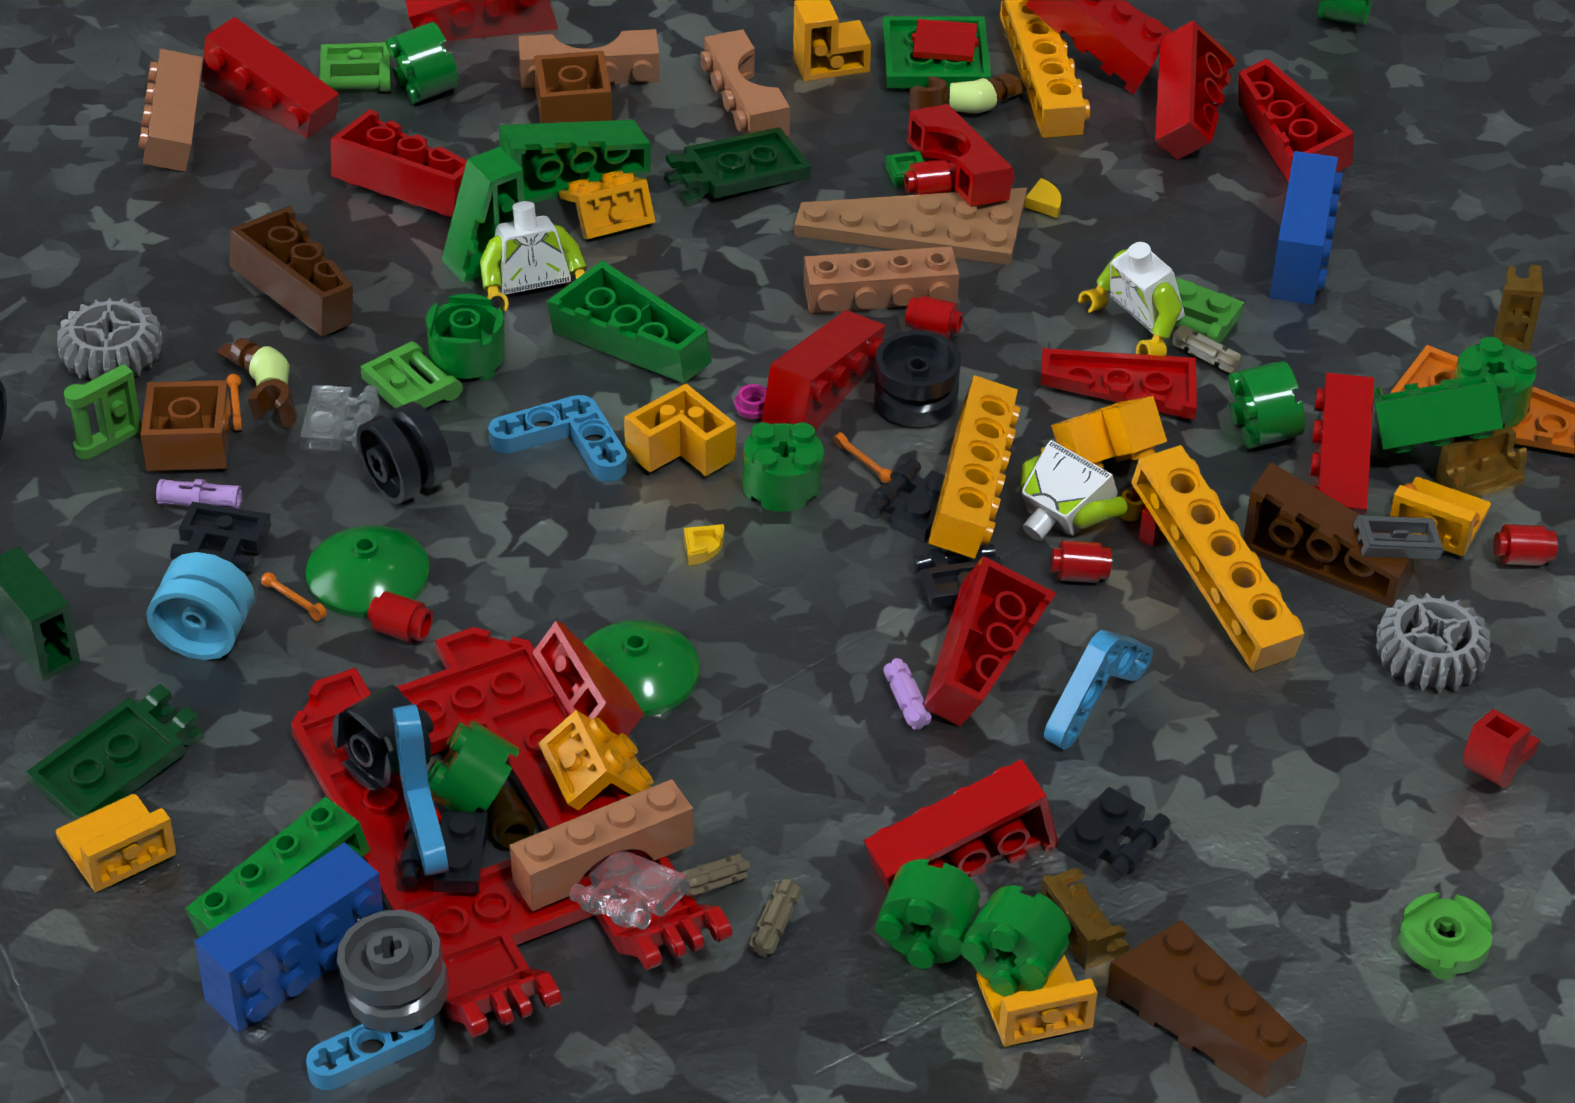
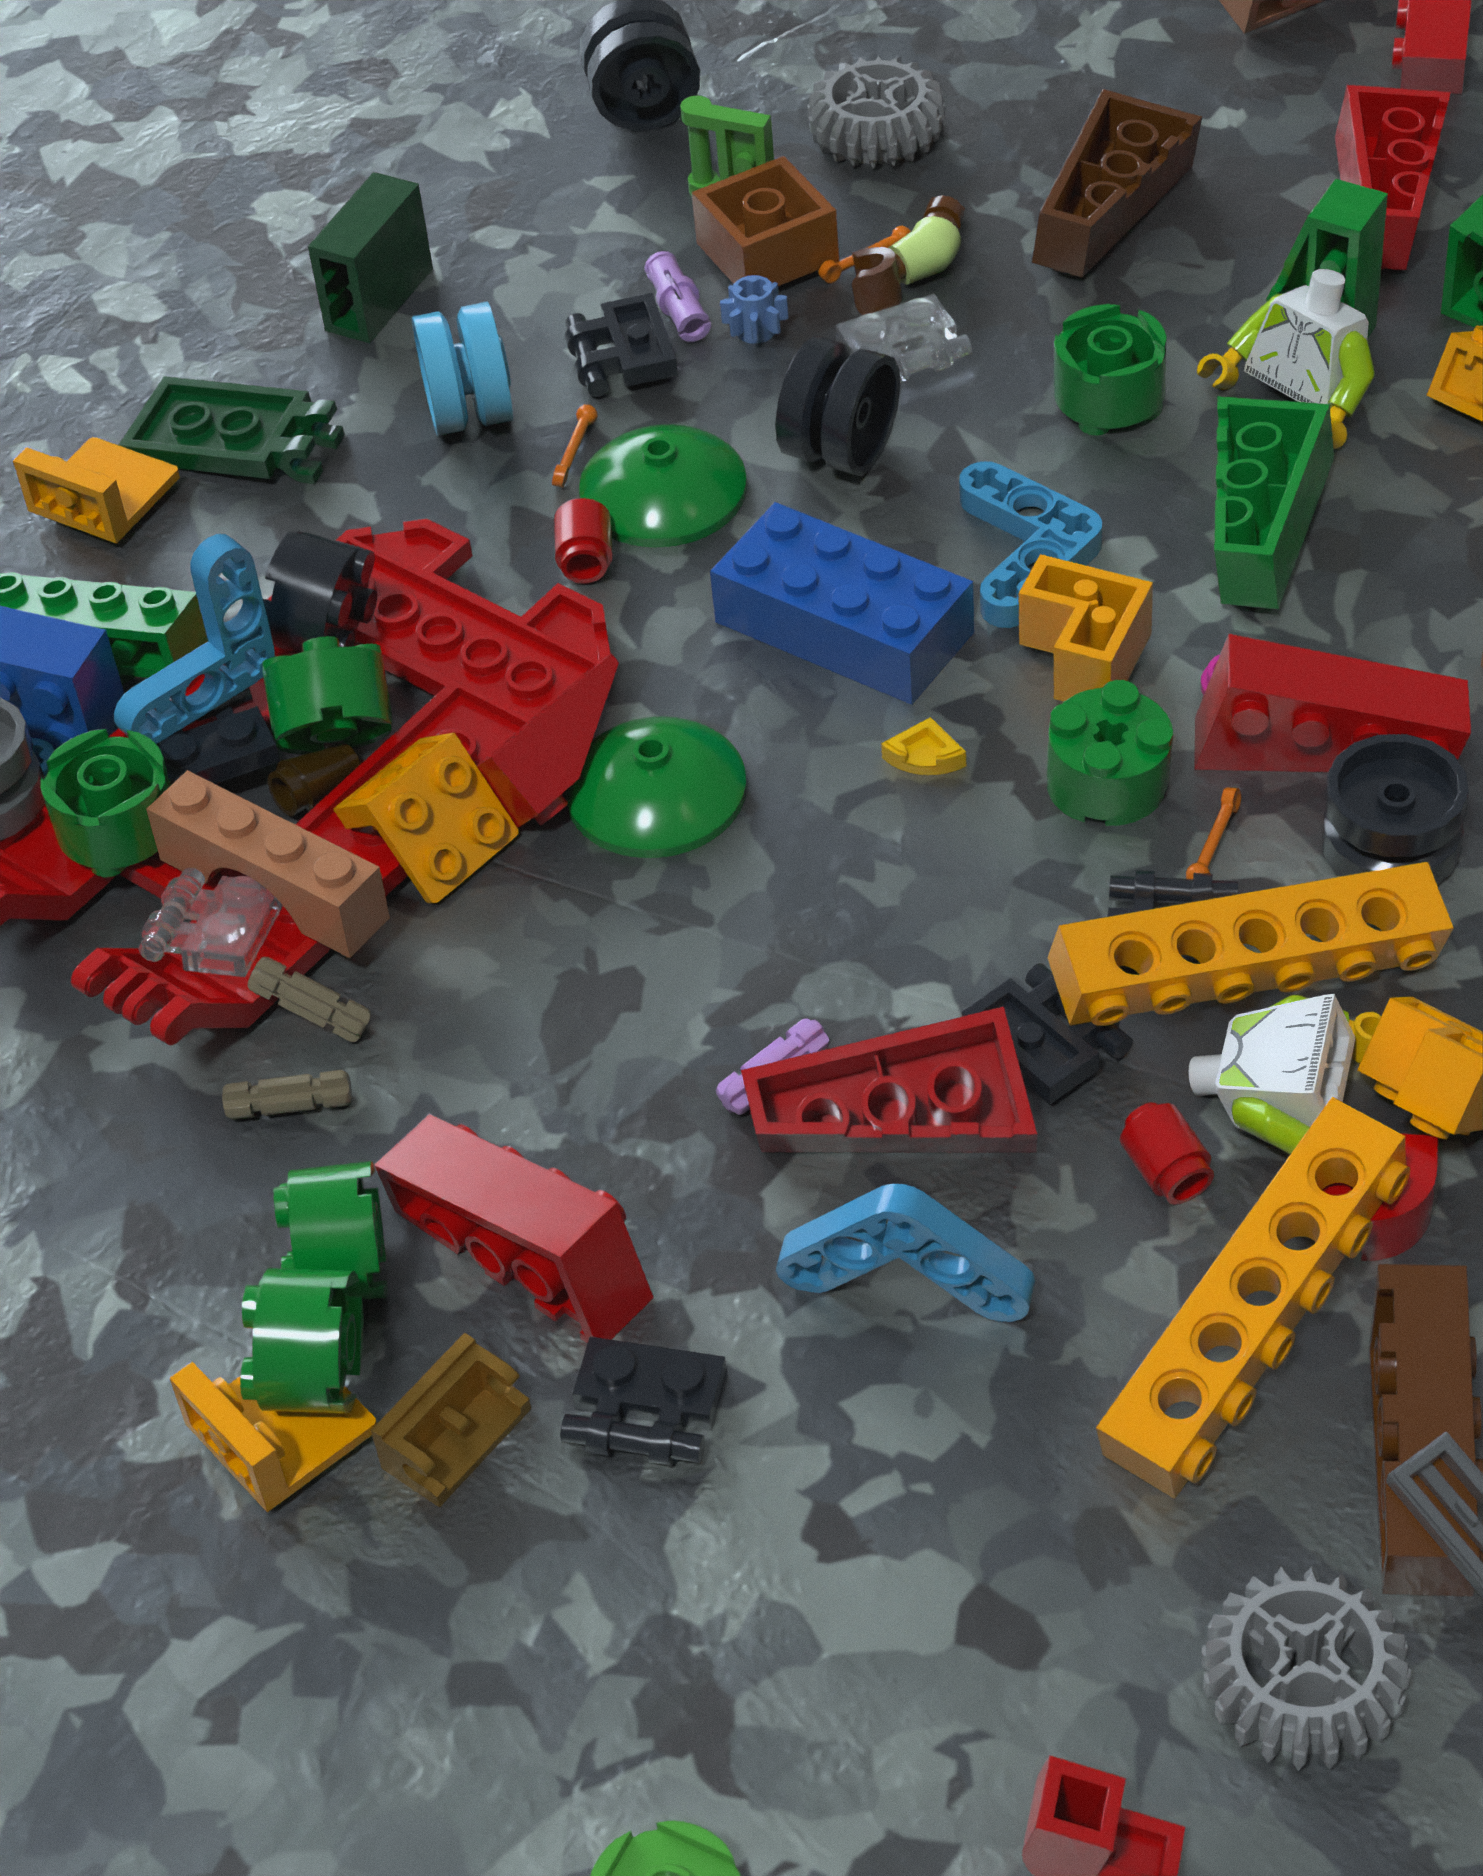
camera: 70 degrees right, 5 degrees up
(252, 464) = (754, 309): none -> medium blue gear
(402, 384) = (995, 360): bright green plate -> none
(487, 902) = (100, 798): none -> green brick
(563, 523) = (843, 602): none -> blue brick
(1209, 1007) = (343, 1626): reddish brown wedge -> none

